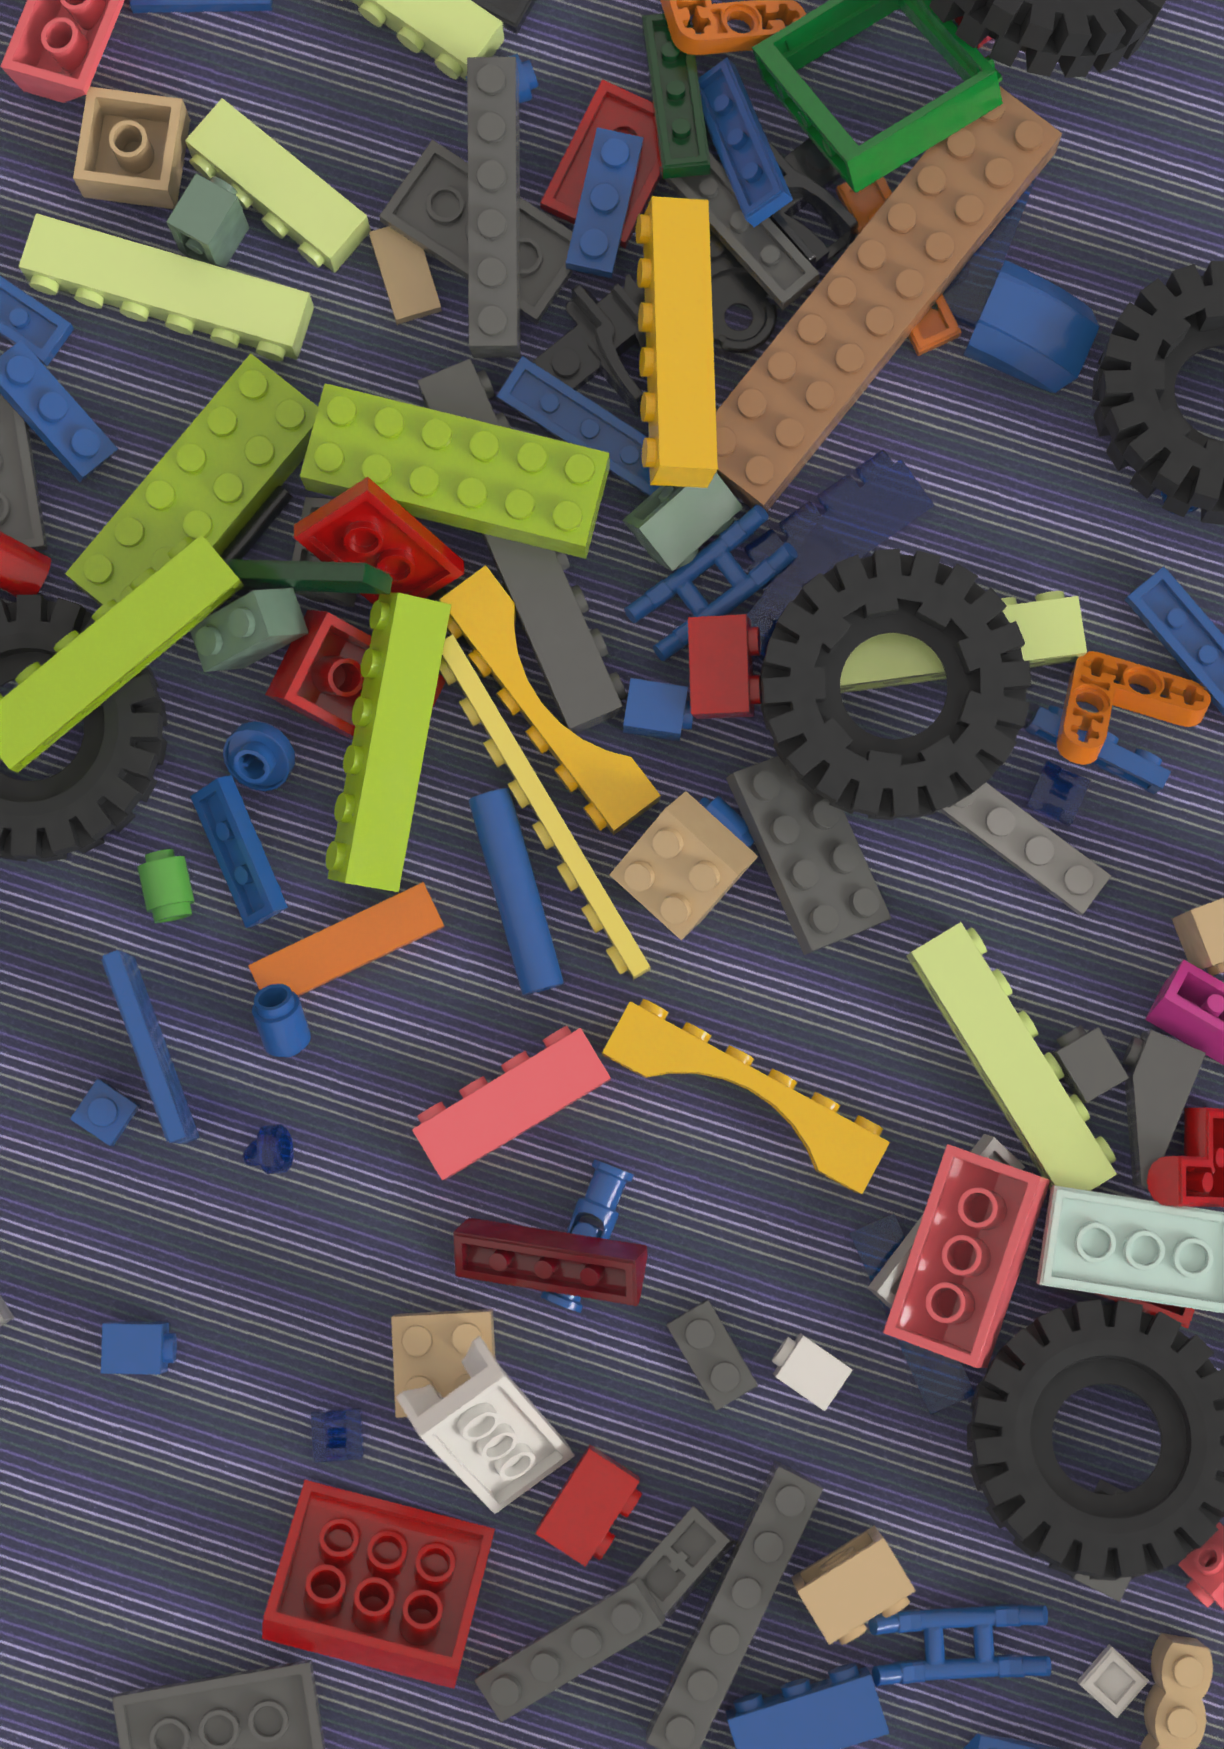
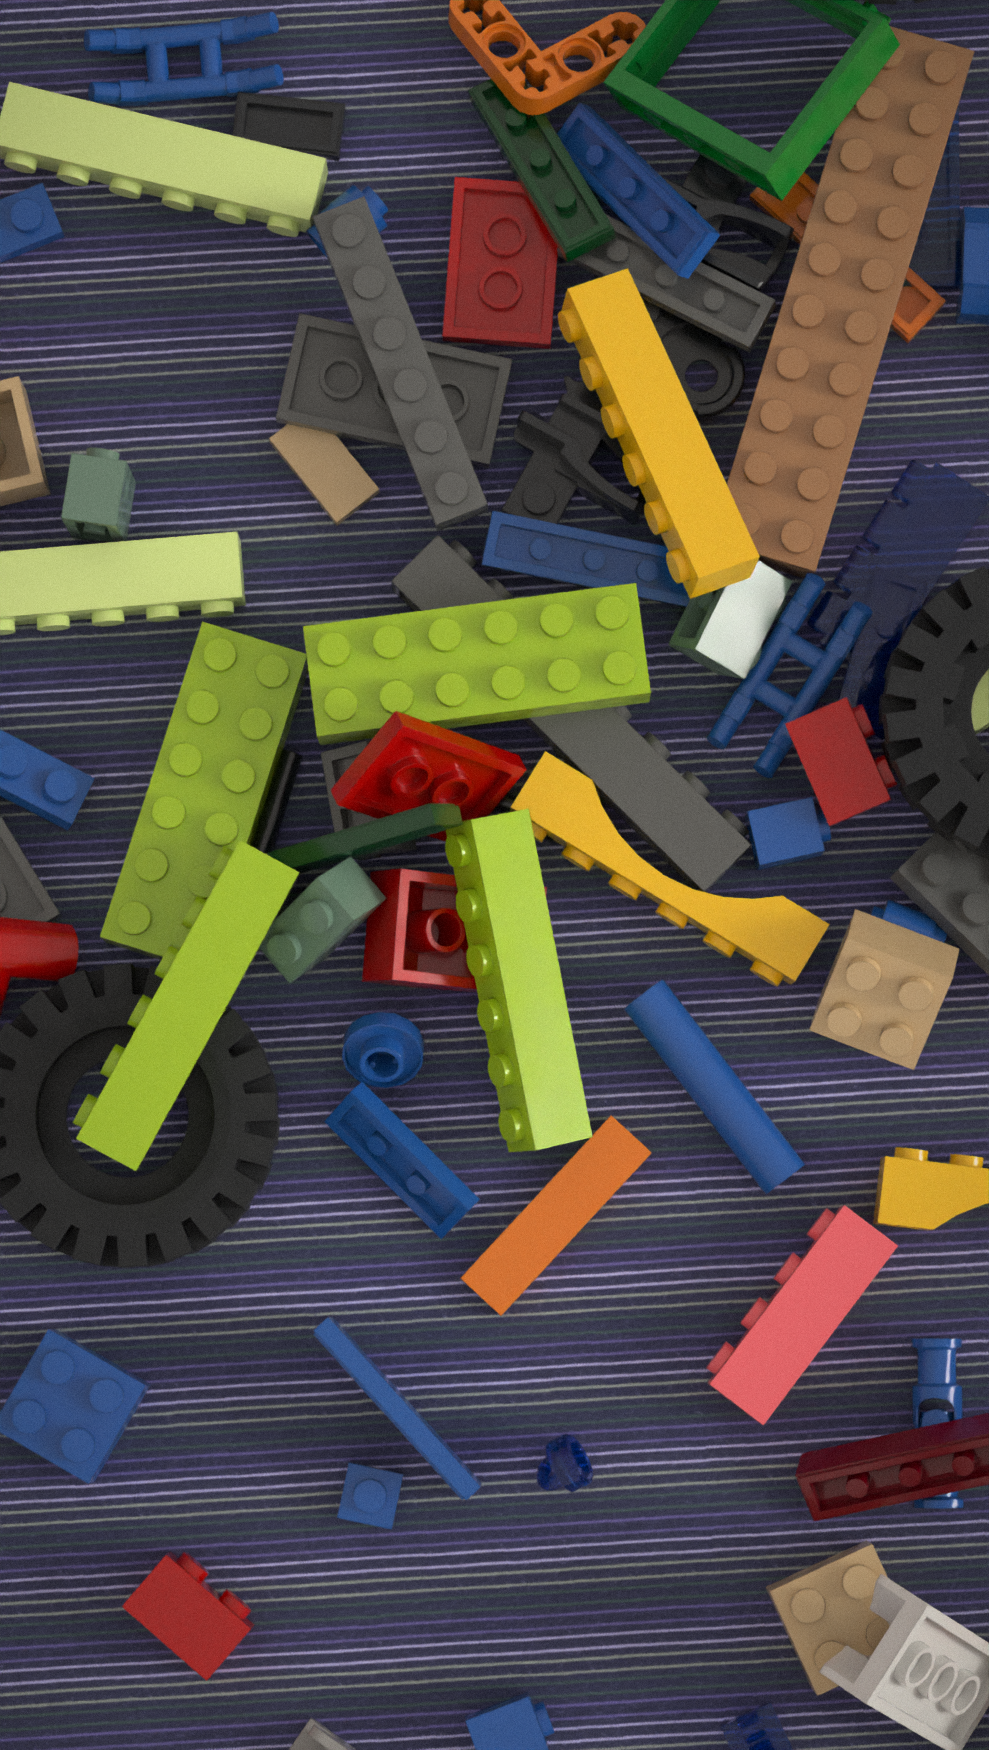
camera: 20 degrees left, 0 degrees up
(166, 886) = (339, 1228): bright green brick -> none
(277, 186) = (153, 428): yellowish green brick -> none
(280, 1021) = (522, 1324): blue brick -> none
(550, 827) = (724, 1002): light yellow plate -> none
(604, 203) = (512, 310): blue plate -> none

